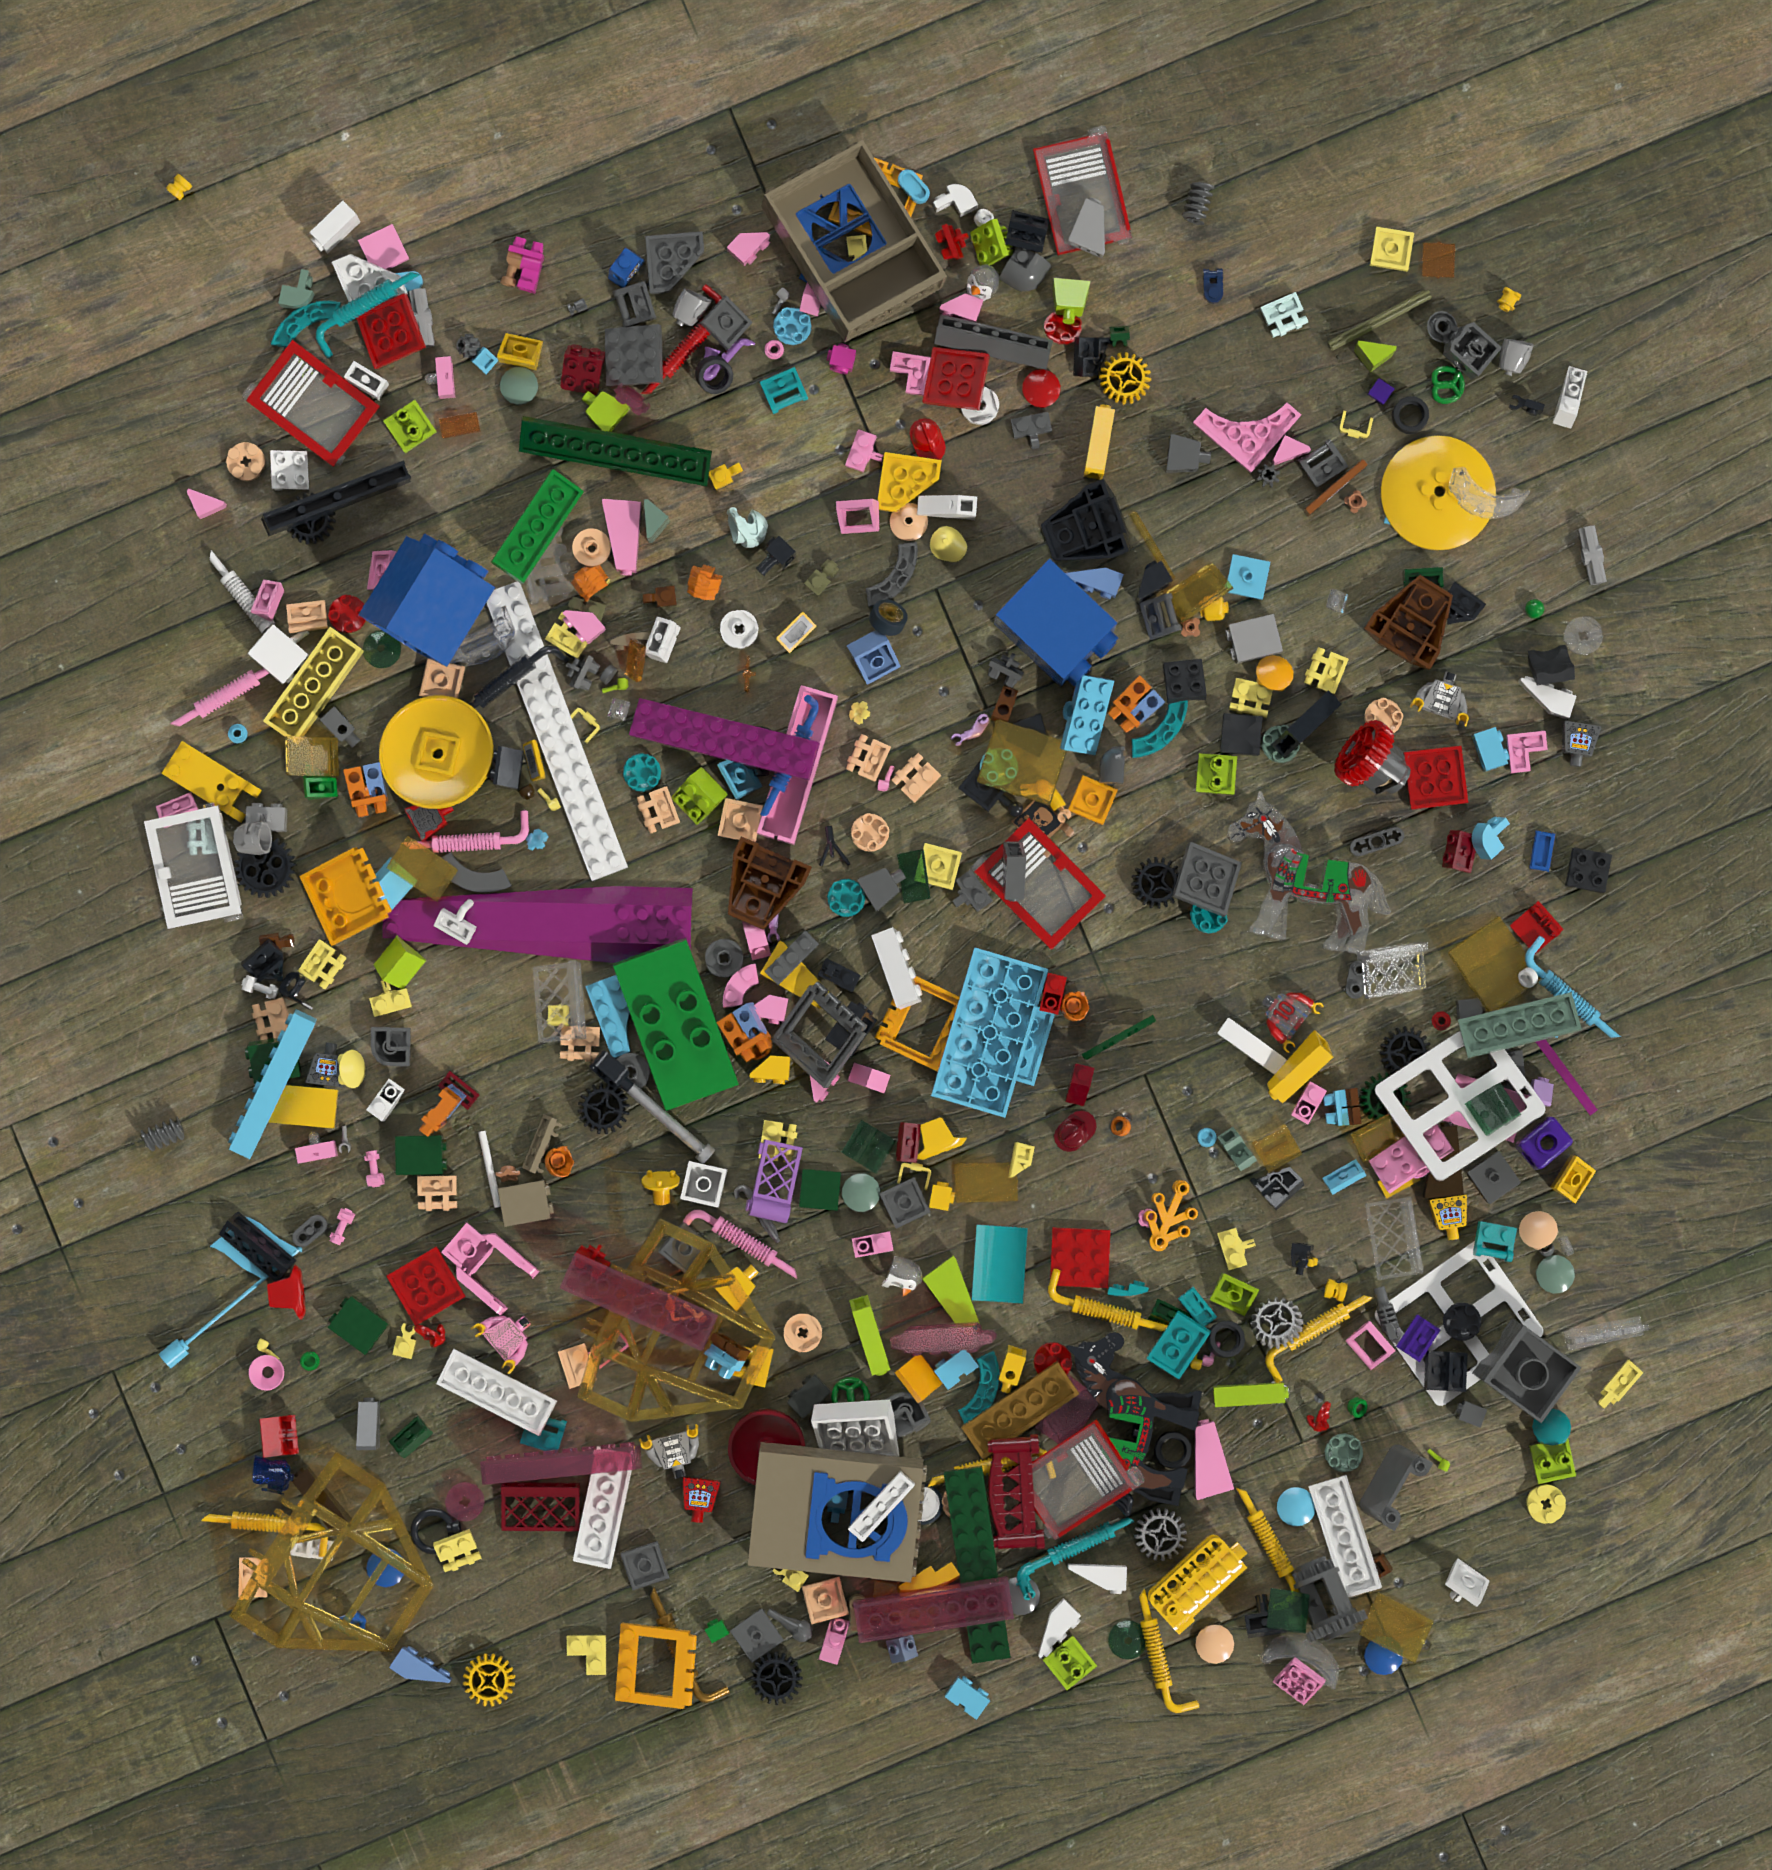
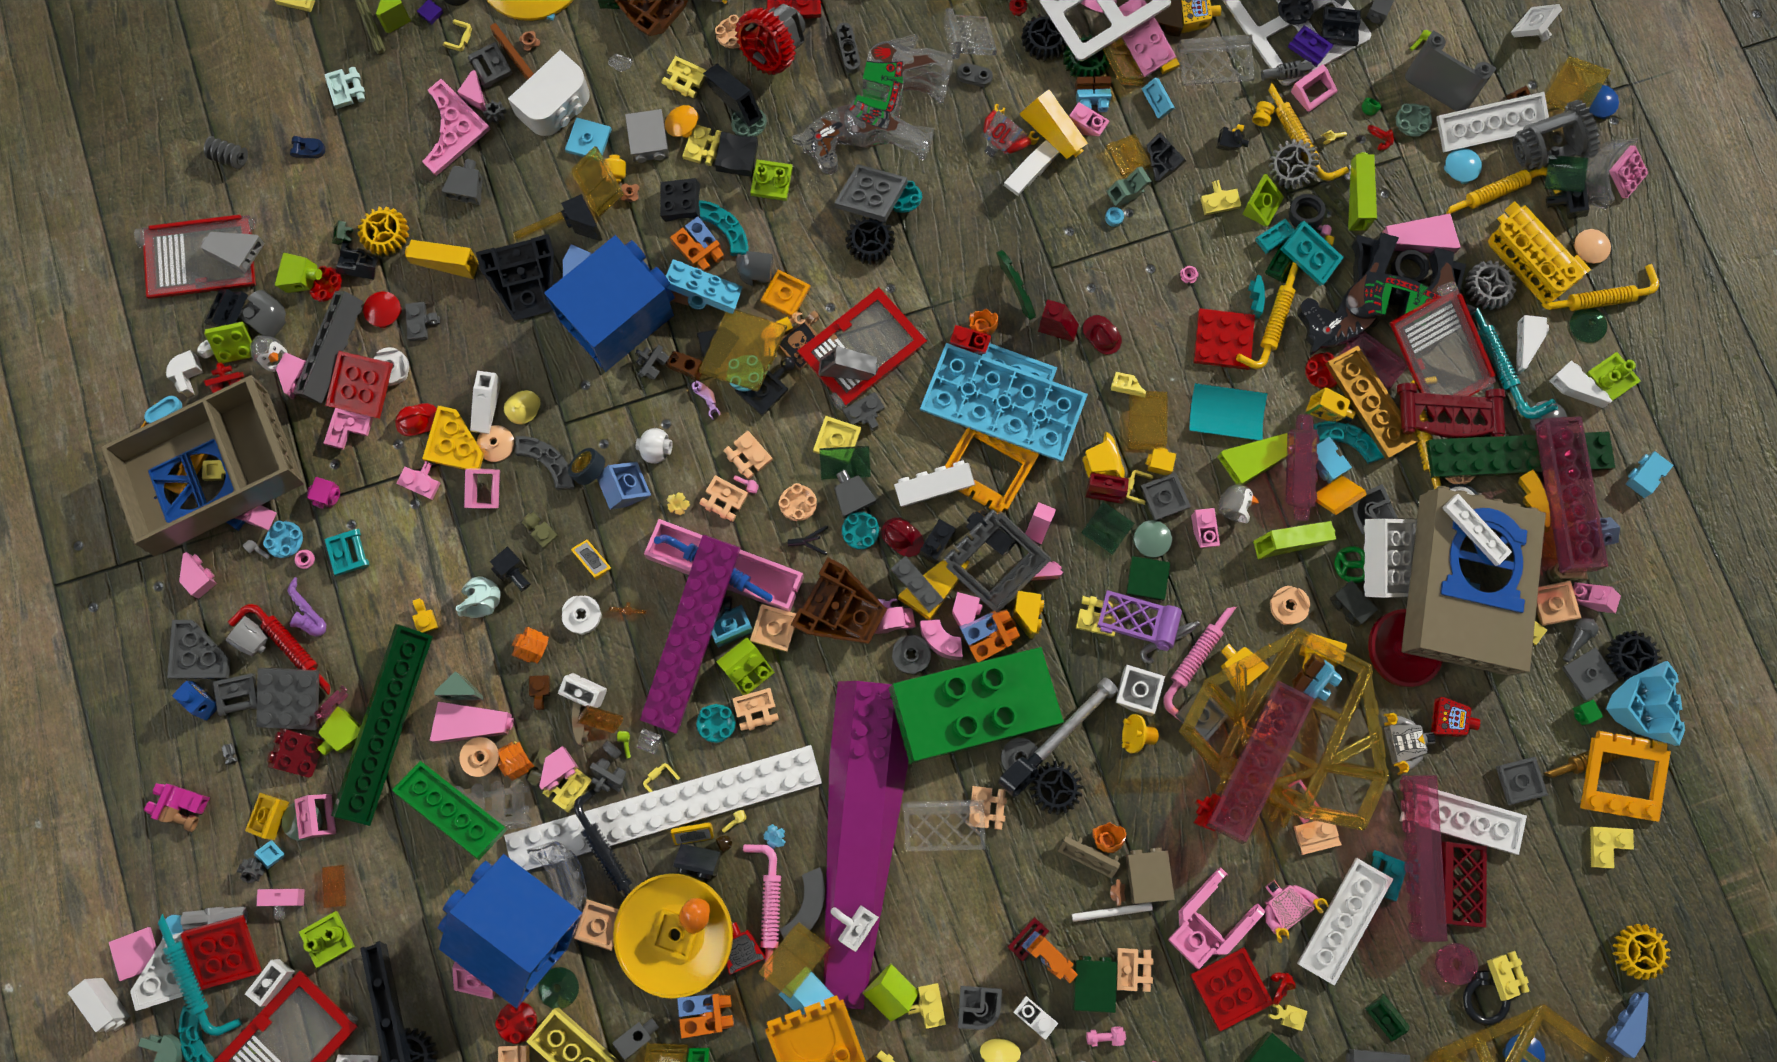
camera: 85 degrees left, 10 degrees down
(454, 771) = (694, 915): none -> orange hair
(522, 392) = (307, 816): none -> bright pink tile
(556, 1021) = (963, 828): light yellow plate -> none
(611, 1013) = (957, 772): medium azure plate -> none
(704, 364) = (326, 606): black tyre -> none
(726, 322) = (268, 602): dark grey tile -> none
(726, 1689) = (1650, 704): none -> medium azure brick
(843, 940) = (902, 537): none -> dark red piece
(917, 682) = (654, 445): none -> white plant
(1125, 1129) = (1100, 286): orange piece -> none
(1155, 618) = (616, 222): dark grey plate -> none
(1168, 1218) = (1207, 263): light orange plant -> none
(1288, 535) = (551, 96): none -> white brick
(1317, 1365) = (1330, 136): none -> light yellow hand

